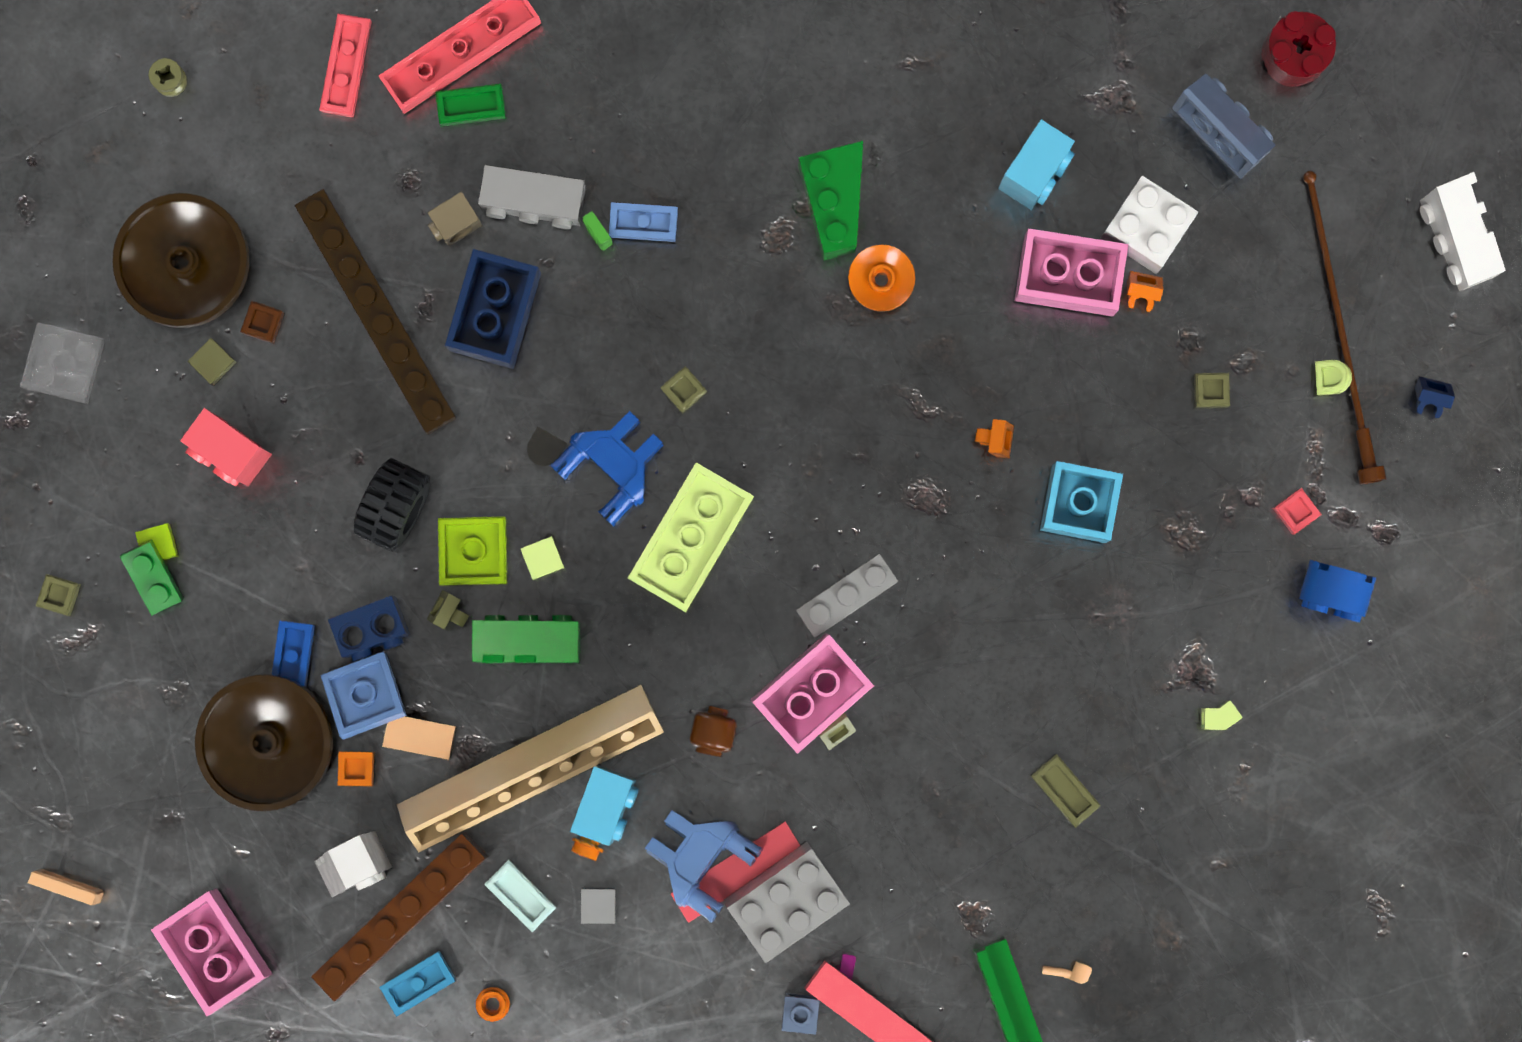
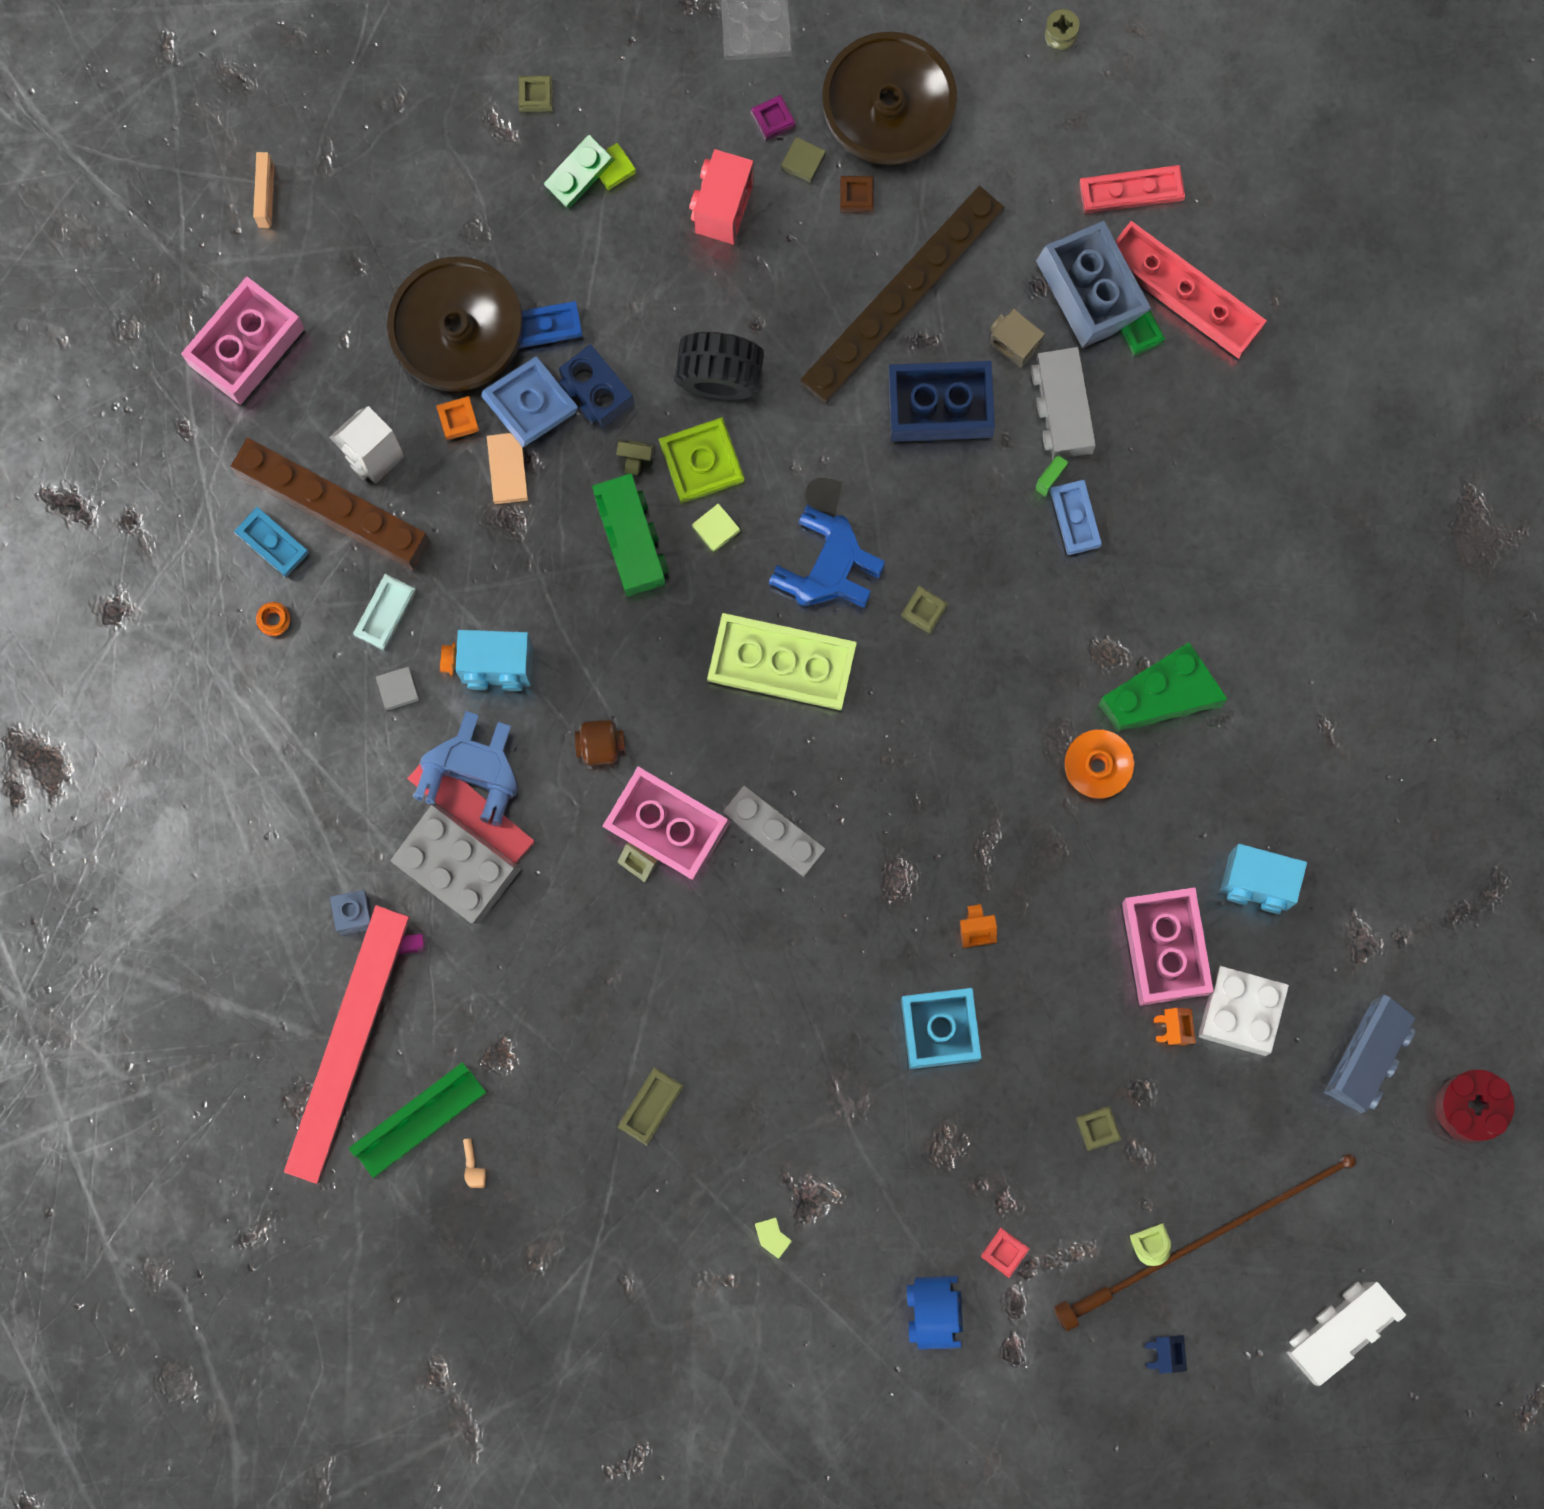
camera: 75 degrees right, 5 degrees down
(160, 376) = (773, 117): none -> magenta tile
(427, 131) = (1092, 283): none -> sand blue slope
(529, 768) = (508, 579): tan brick -> none

